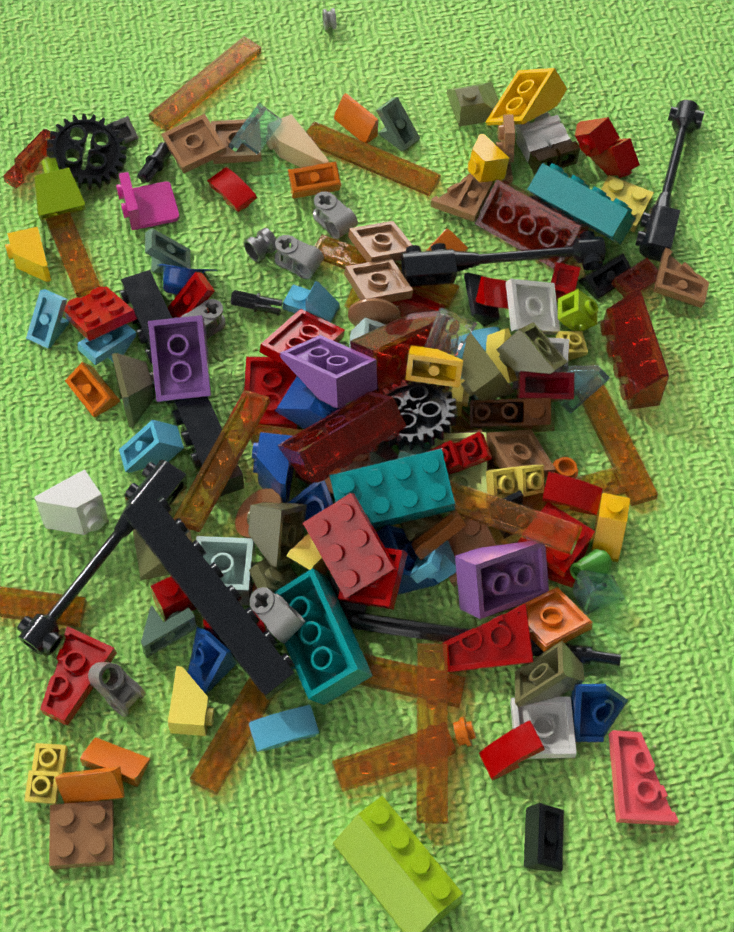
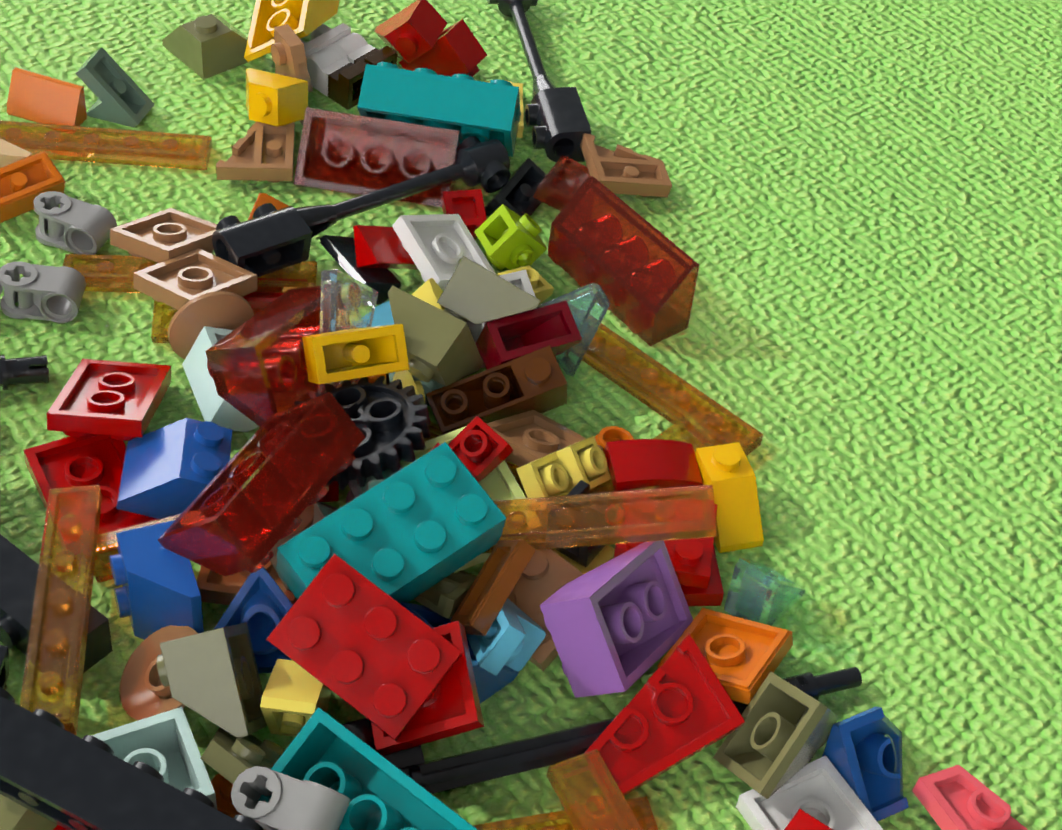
camera: 30 degrees left, 15 degrees down
(315, 301) = (105, 341): medium azure slope -> none
(332, 370) = (195, 406): medium lavender slope -> none
(594, 561) = (734, 545): bright green cone -> none

